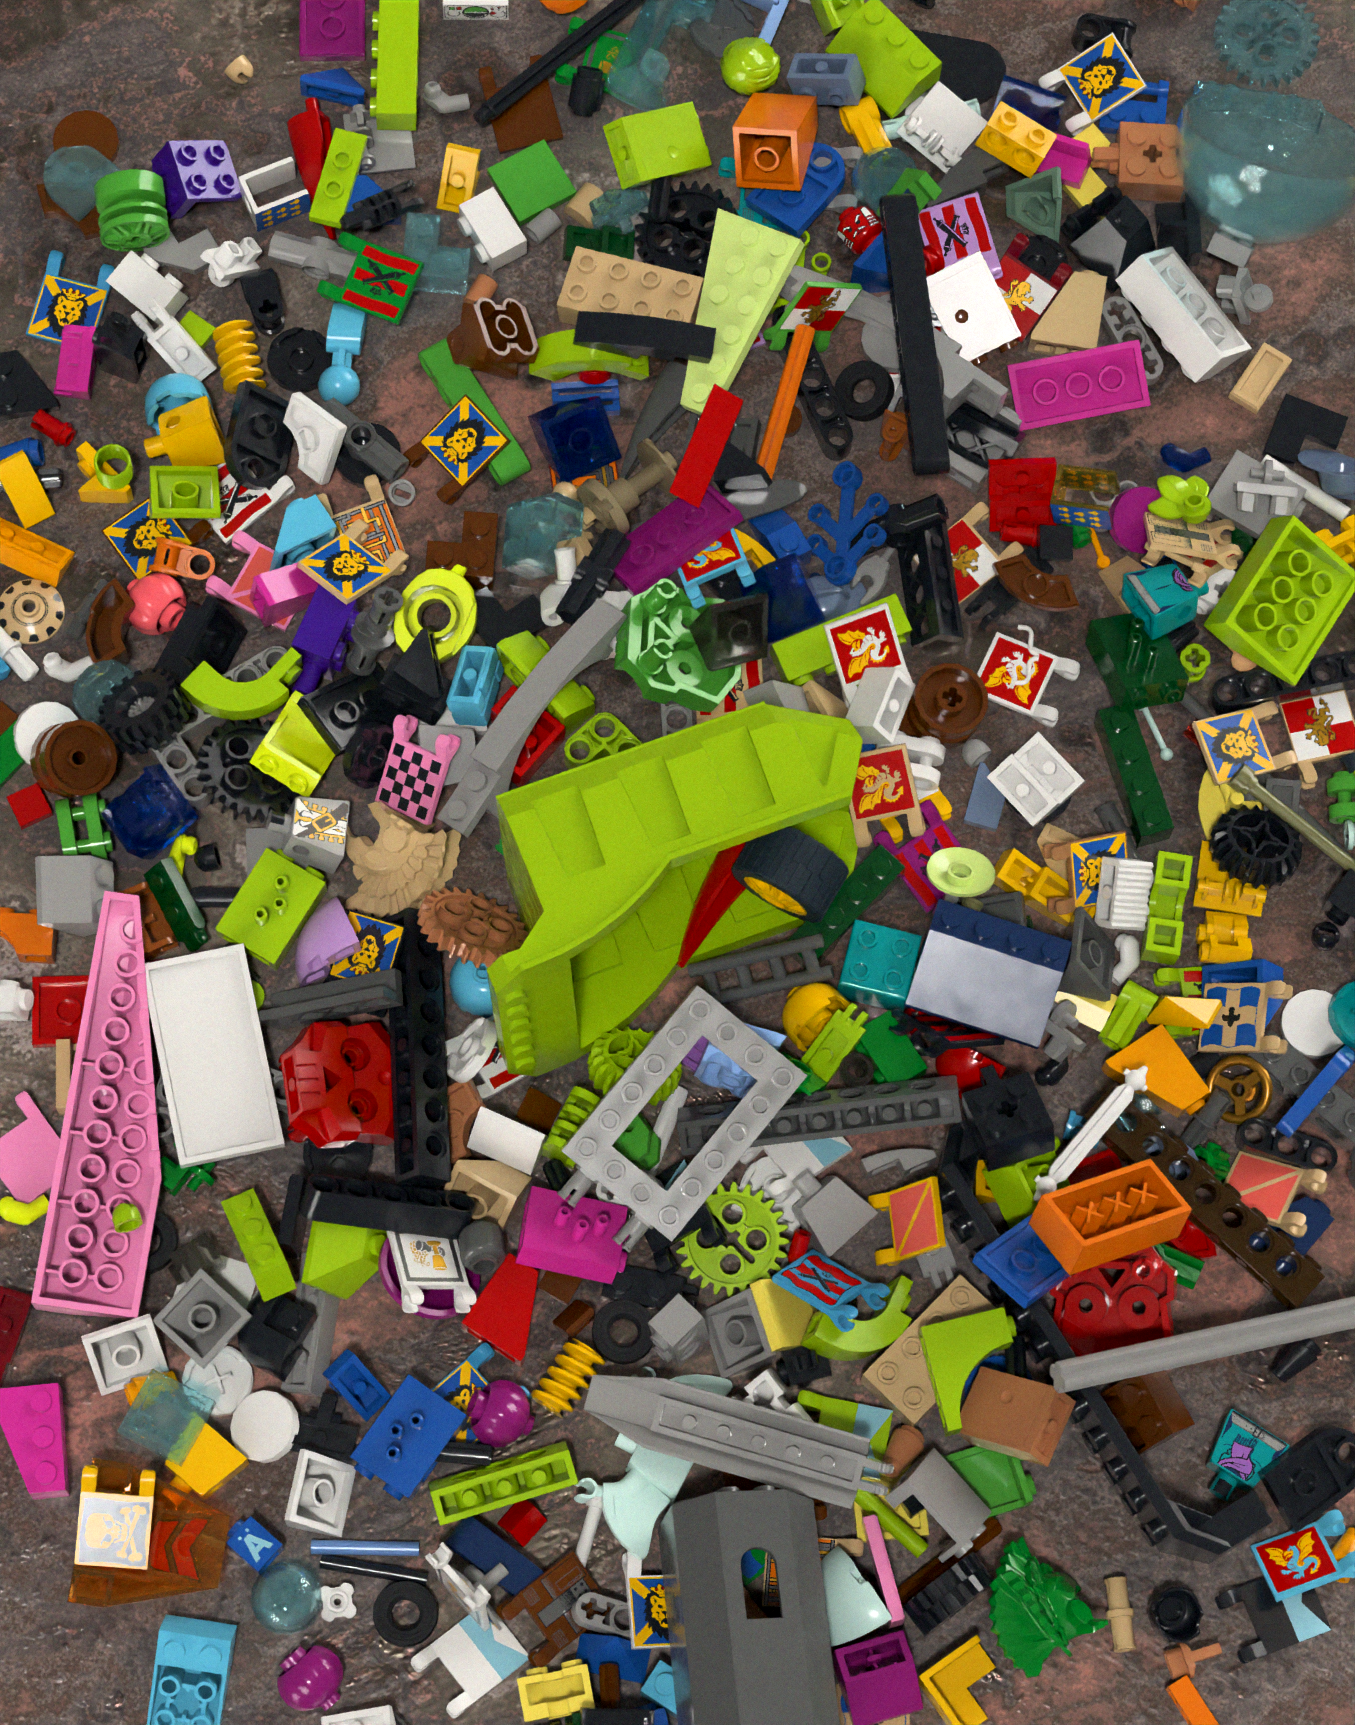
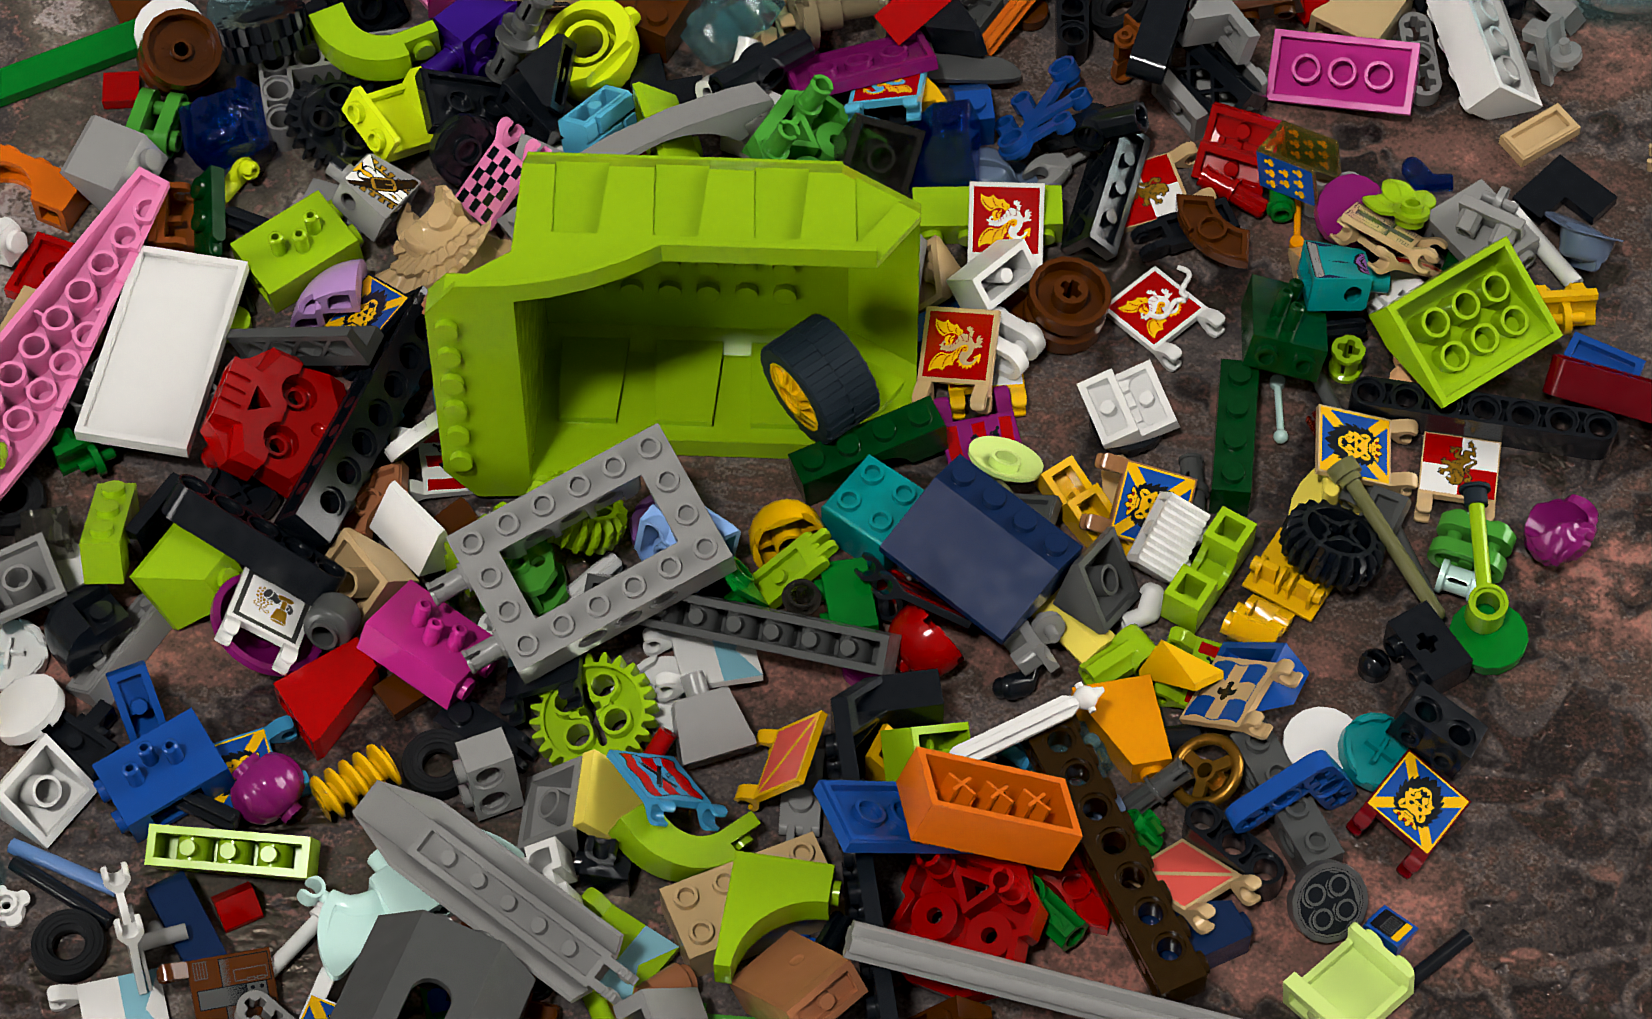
camera: 30 degrees right, 15 degrees down
(208, 858) = (264, 190): black hinge -> none
(574, 1319) = (394, 735): reddish brown slope -> none
(713, 900) = (733, 394): red piece -> none
(773, 954) = (768, 457): dark grey bar -> none
(907, 1161) = (795, 703): light grey slope -> none
(974, 752) = (1078, 364): light grey hinge -> none
(984, 802) = (1065, 413): sand blue tile -> none
(1007, 1119) = (926, 681): black hinge -> none
(1054, 543) = (1250, 199): black tile -> none

